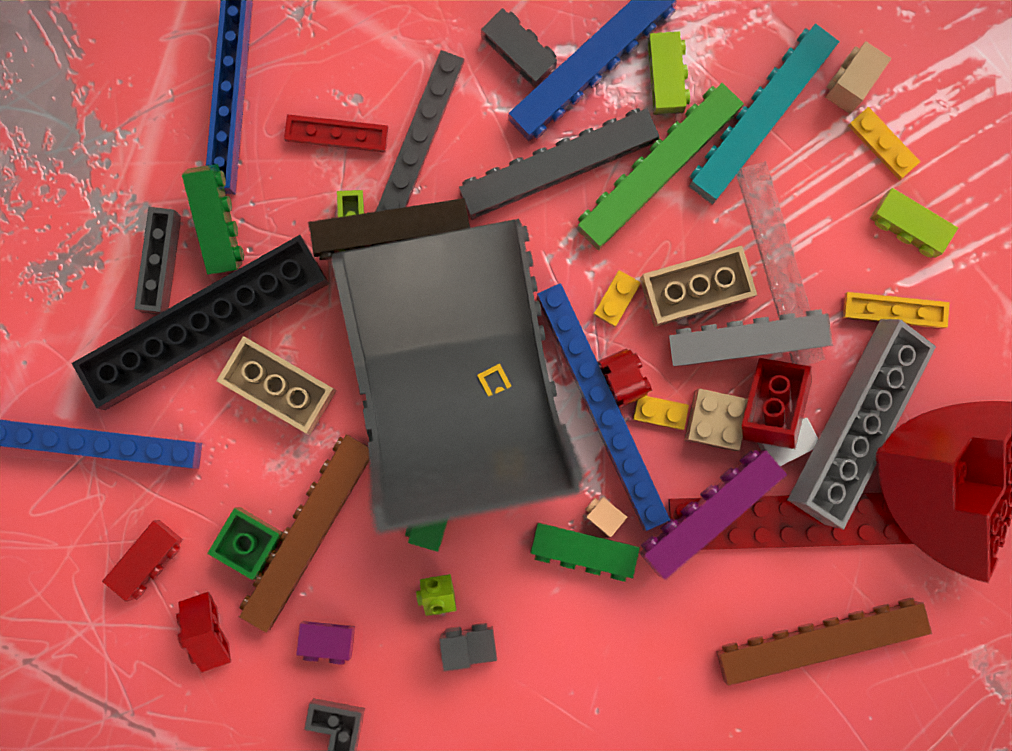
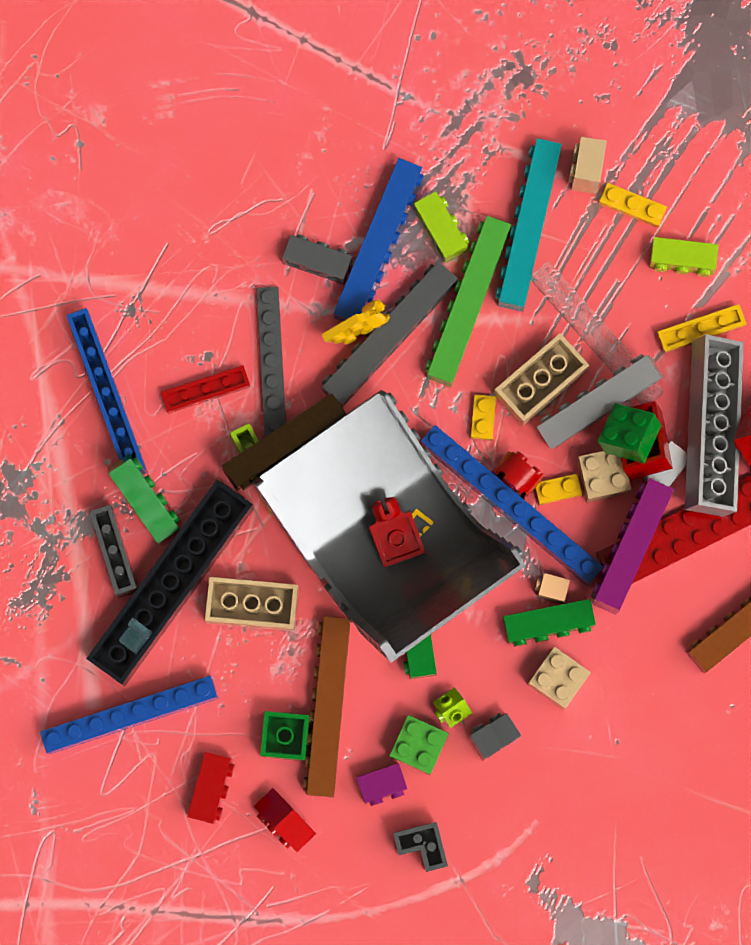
camera: 20 degrees left, 5 degrees down
(133, 363) = (135, 636): none -> clear light blue panel
(384, 618) = (419, 745): none -> bright green brick
(462, 380) = (395, 533): none -> red plate
(527, 136) = (358, 323): none -> yellow plate
(566, 617) = (559, 678): none -> tan brick
(767, 390) = (629, 433): none -> green brick

